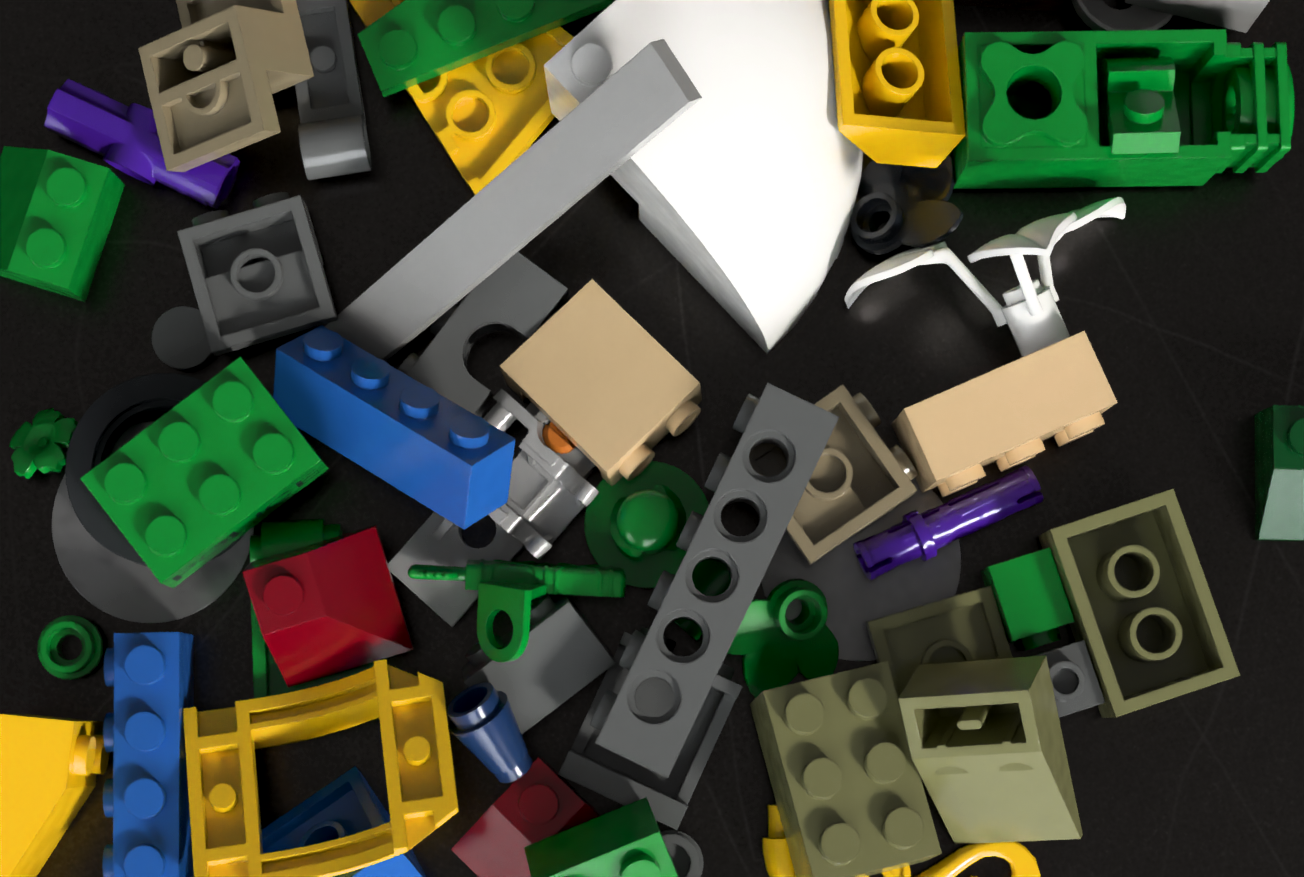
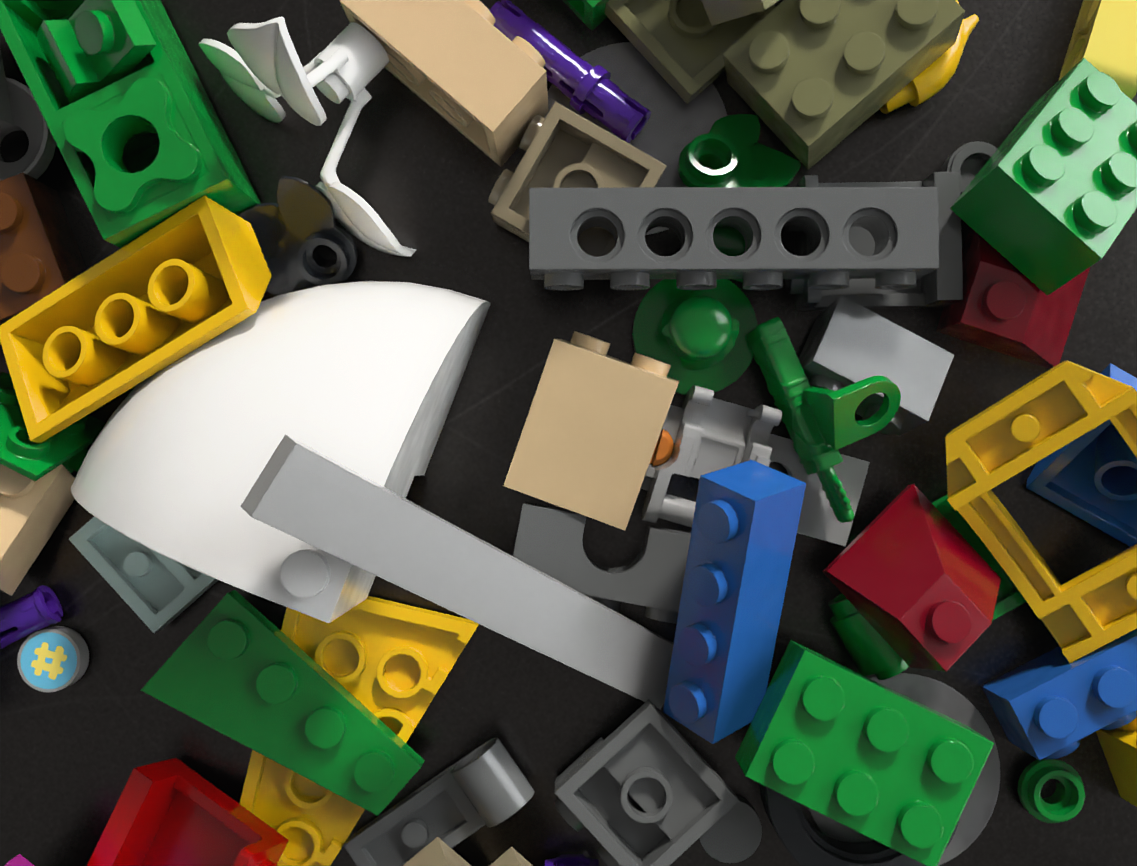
camera: 115 degrees left, 5 degrees up
(490, 731) = (964, 375): dark blue cone -> none

